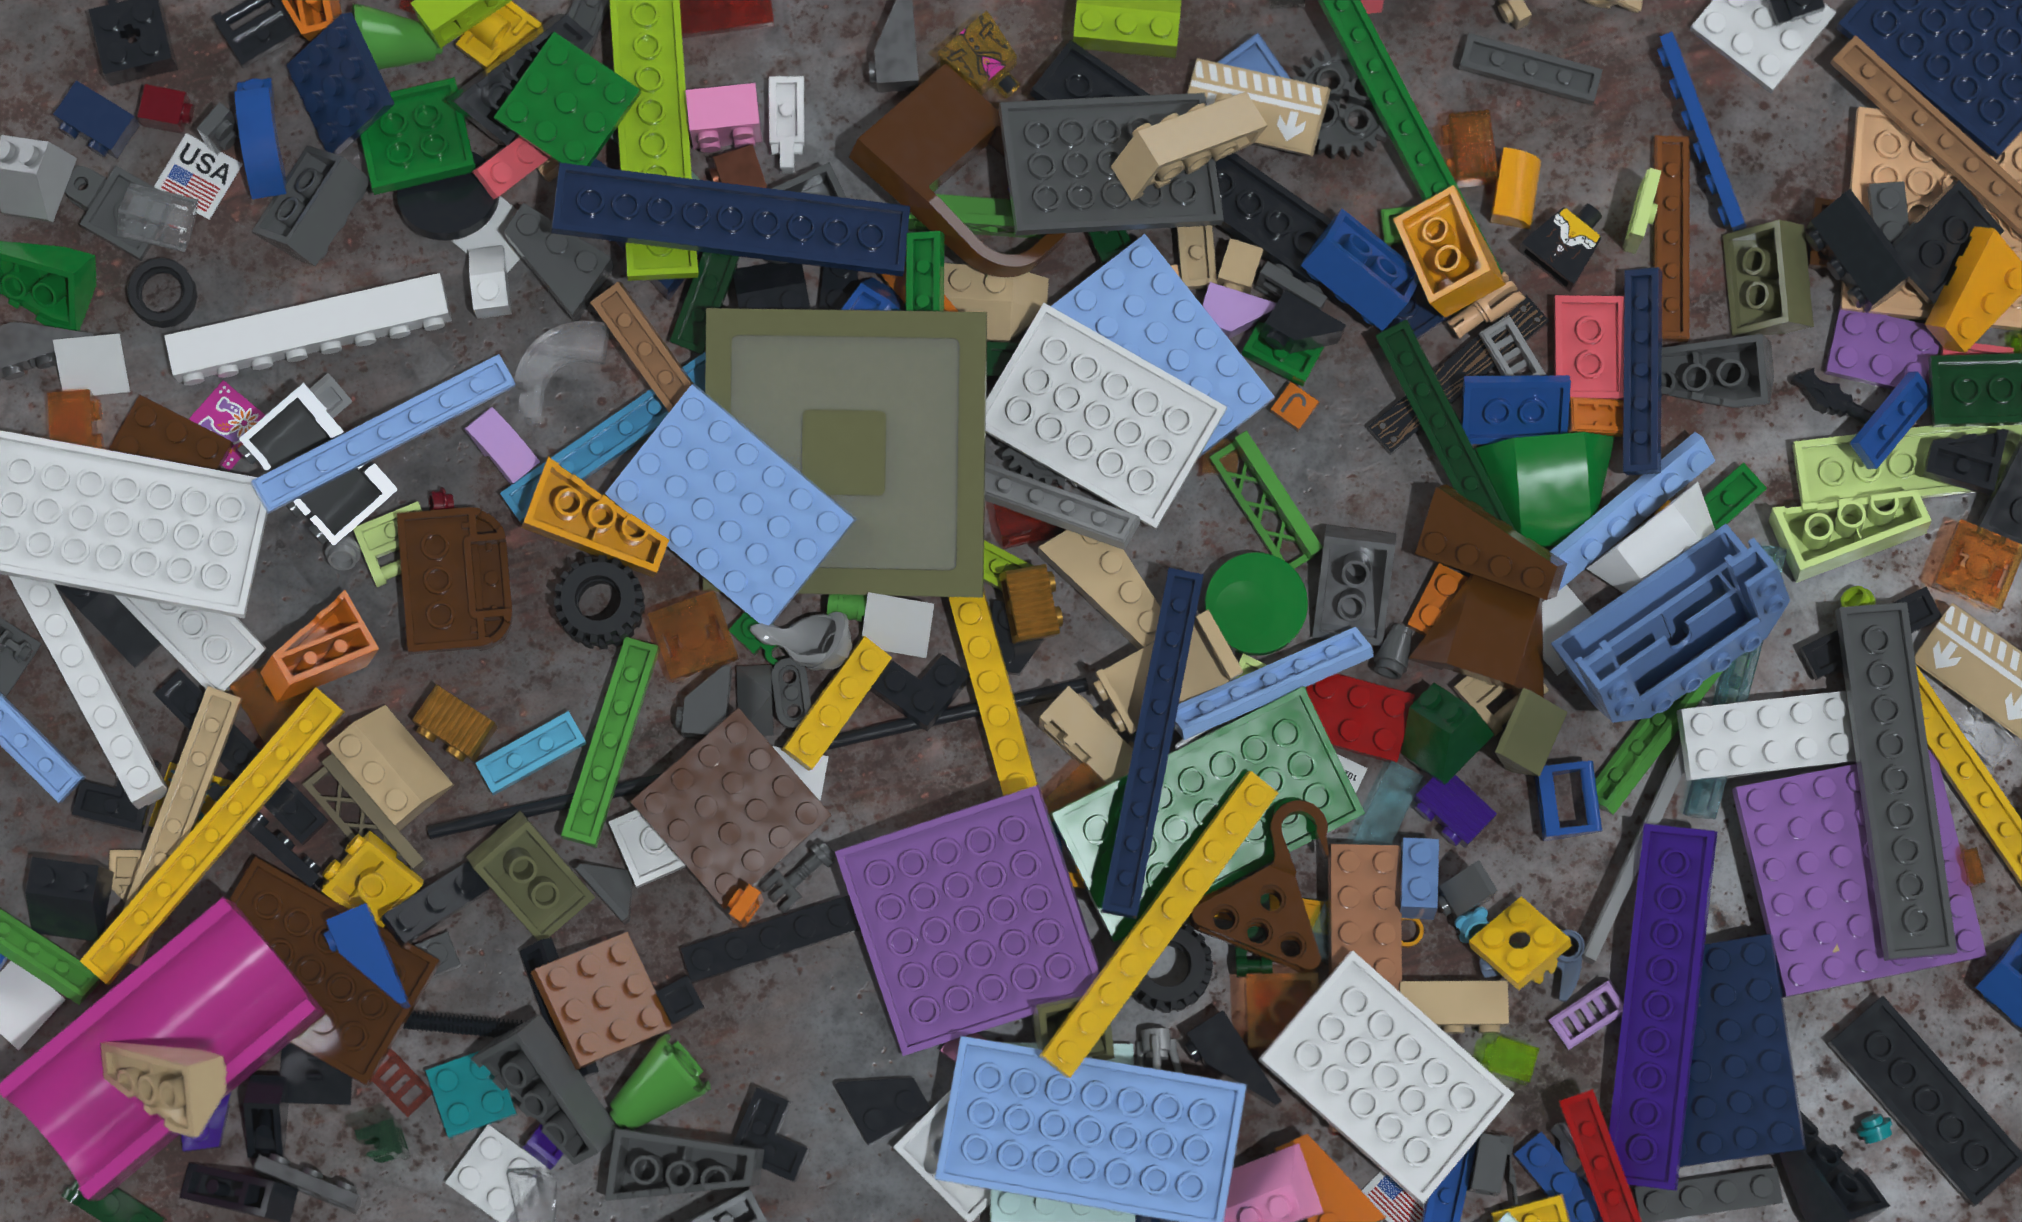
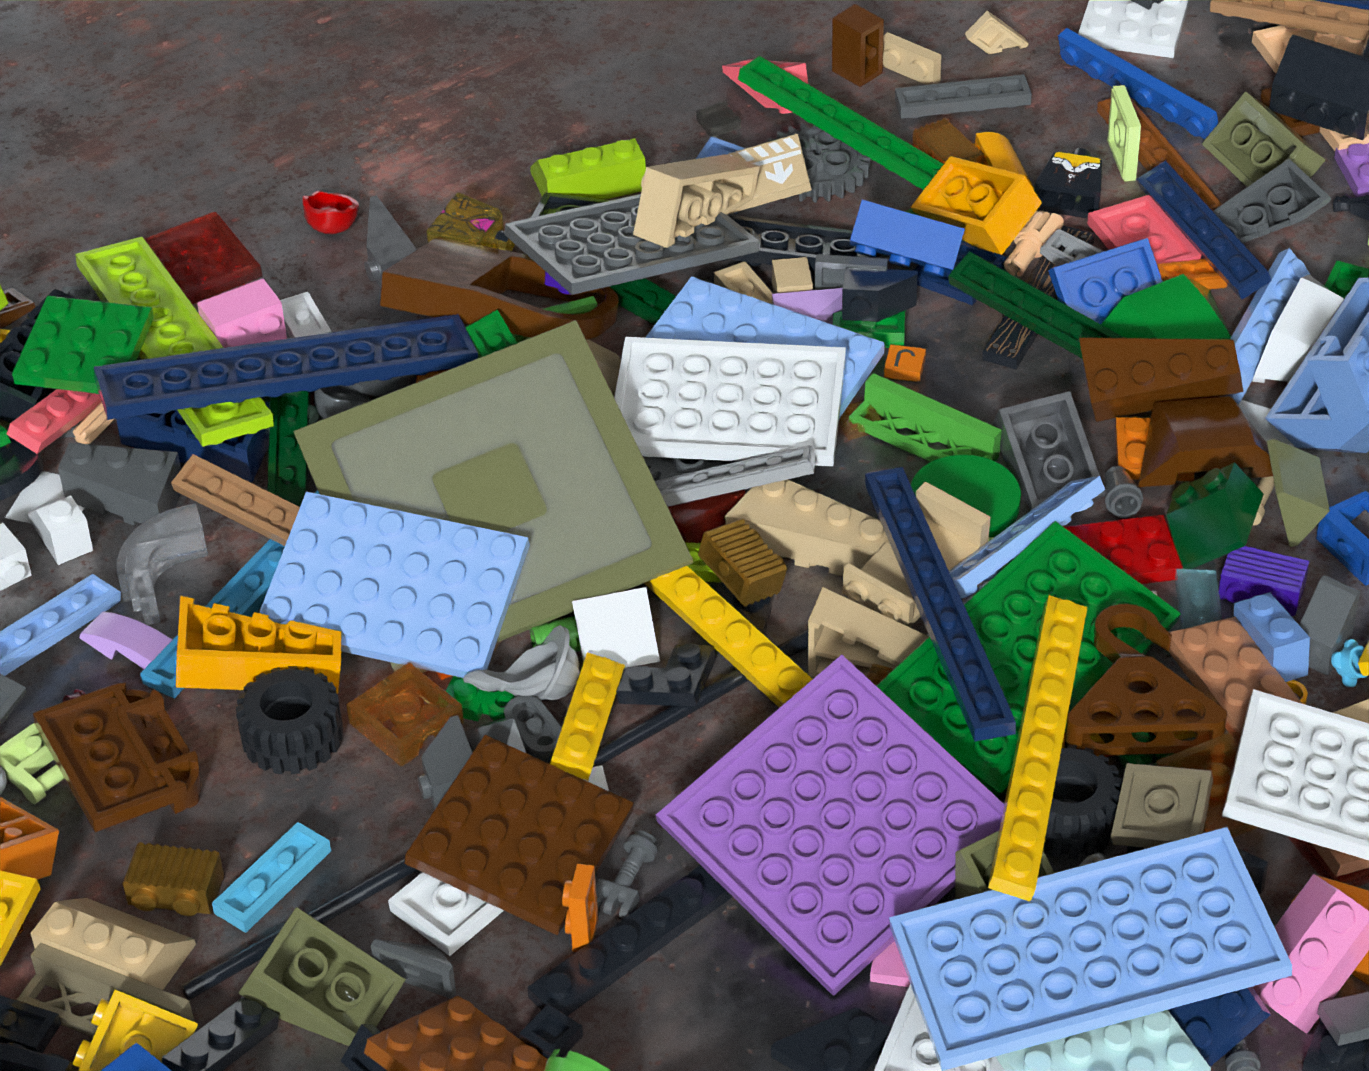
camera: 20 degrees left, 35 degrees down
(610, 742) = (357, 833): bright green plate -> none
(1220, 1026) = (1160, 805): none -> dark tan plate

